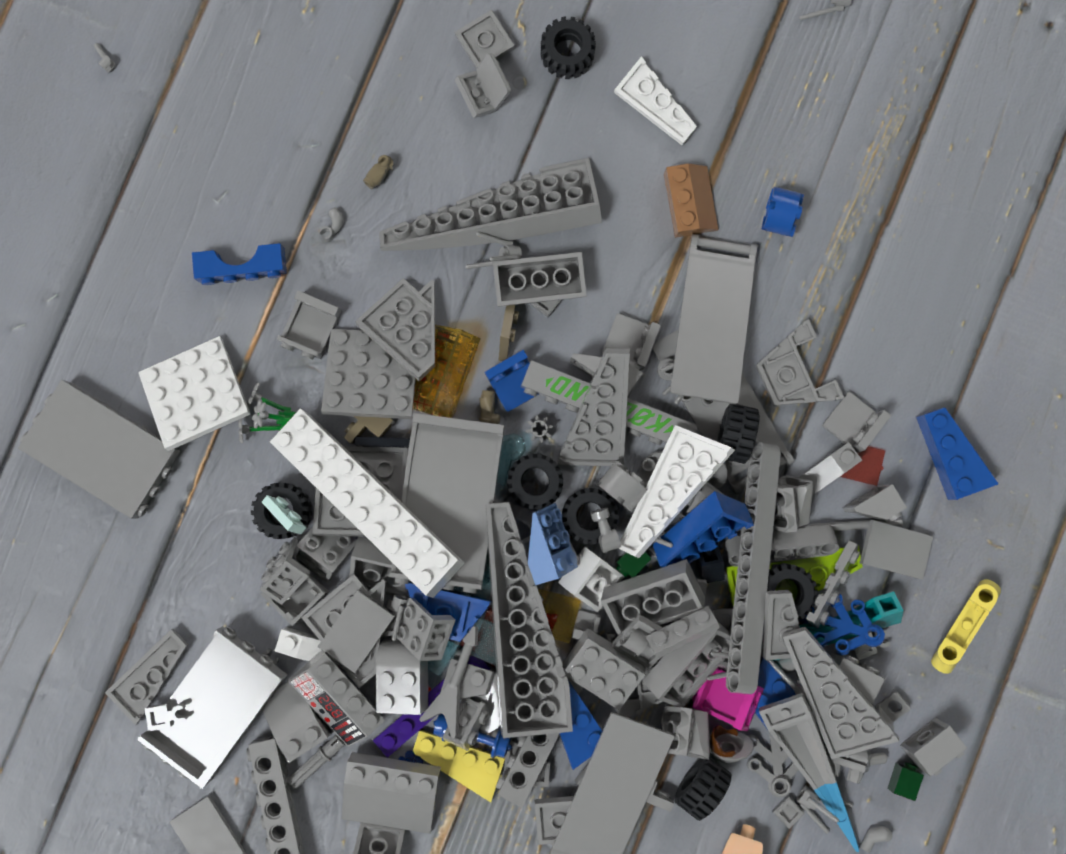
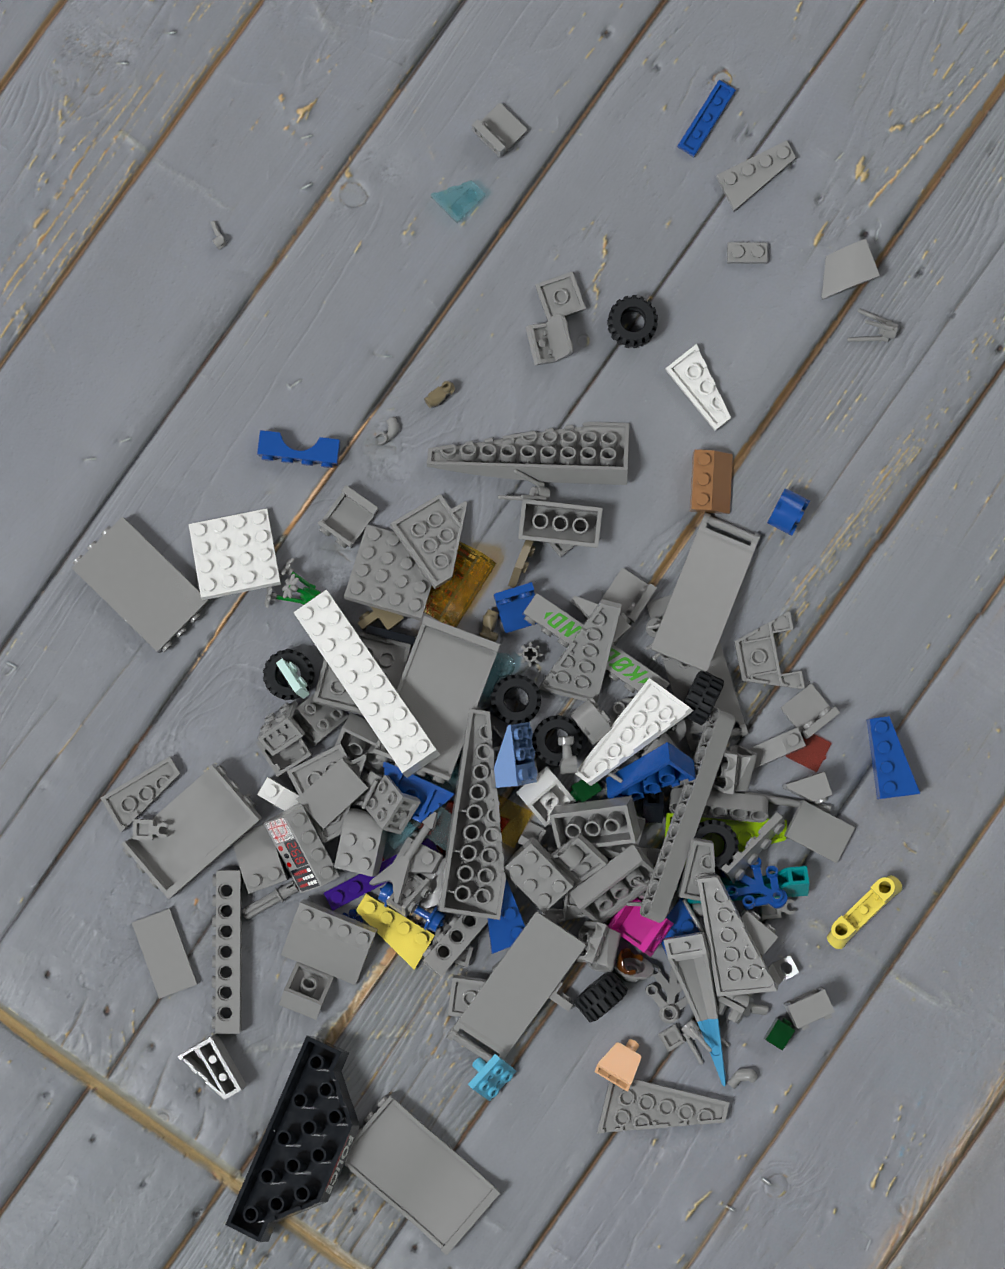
camera: 10 degrees right, 0 degrees up
(682, 632) = (612, 855): light grey plate -> none

